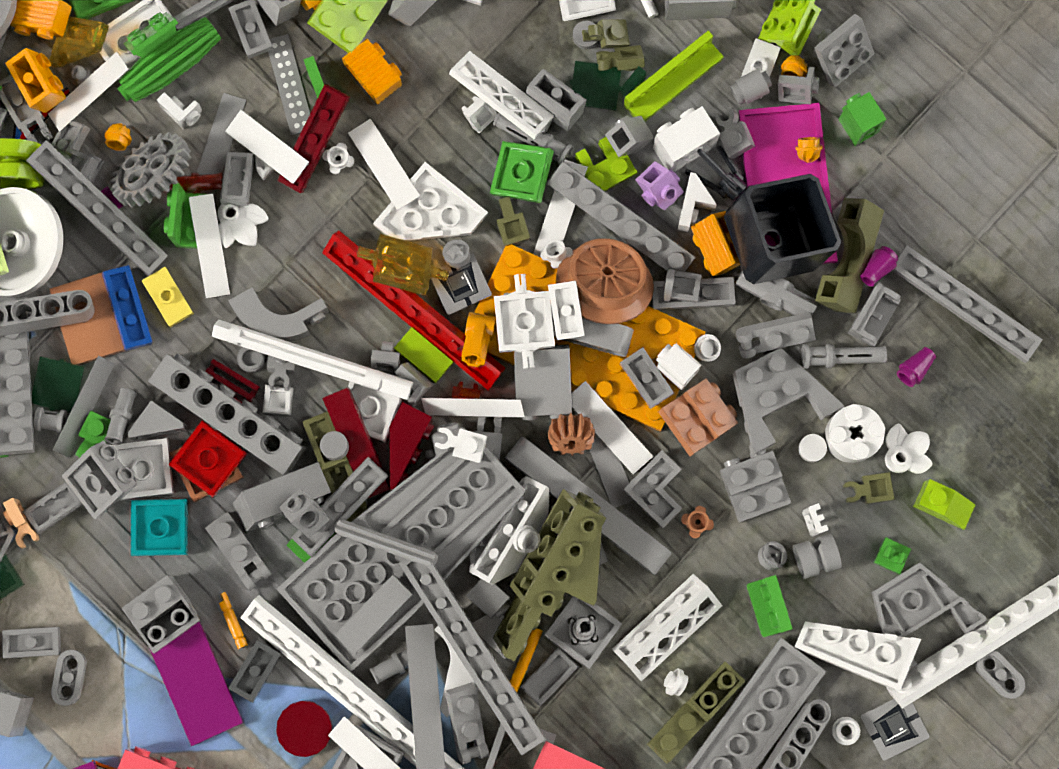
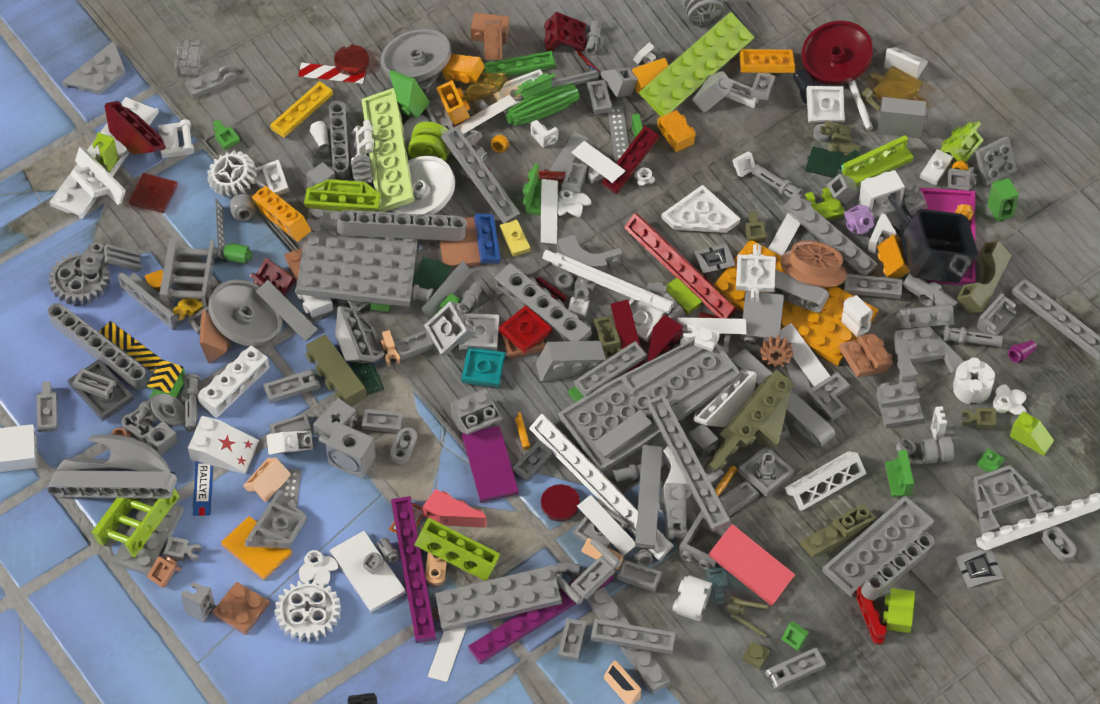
camera: 10 degrees right, 25 degrees down
(150, 169) = (519, 158): light grey gear -> none
(155, 422) = (494, 304): light grey slope -> none
(238, 550) = (534, 389): light grey plate -> none
(304, 513) = (593, 365): light grey brick -> none
(334, 445) = (613, 332): light grey tile -> none
(383, 164) = (674, 183): white sticker -> none
(386, 543) = (639, 387): light grey axle -> none
(402, 264) = (678, 237): clear yellow plate -> none
(456, 253) = (714, 240): light grey tile -> none
(478, 335) = (722, 283): light orange piece -> none
(502, 95) = (761, 153): white fence -> none
(521, 172) = (767, 199): bright green tile -> none
(526, 539) = (736, 399): white plate -> none
(554, 247) = (782, 247): white plate -> none
(556, 99) = (796, 161): light grey brick -> none
(566, 310) = (785, 270): white plate -> none
(646, 378) = (833, 325): light grey plate -> none
(675, 682) = (826, 512): white plate -> none
(681, 286) = (865, 277): light grey tile -> none
(705, 522) = (856, 415): nougat plate -> none
(707, 348) = (879, 319): white plate -> none
(751, 87) = (929, 172): light grey brick -> none
(812, 448) = (943, 389): white tile -> none
(854, 727) = (943, 557): white plate -> none
(868, 654) = (969, 515): white wing -> none
(879, 265) = (1005, 283): magenta cone -> none

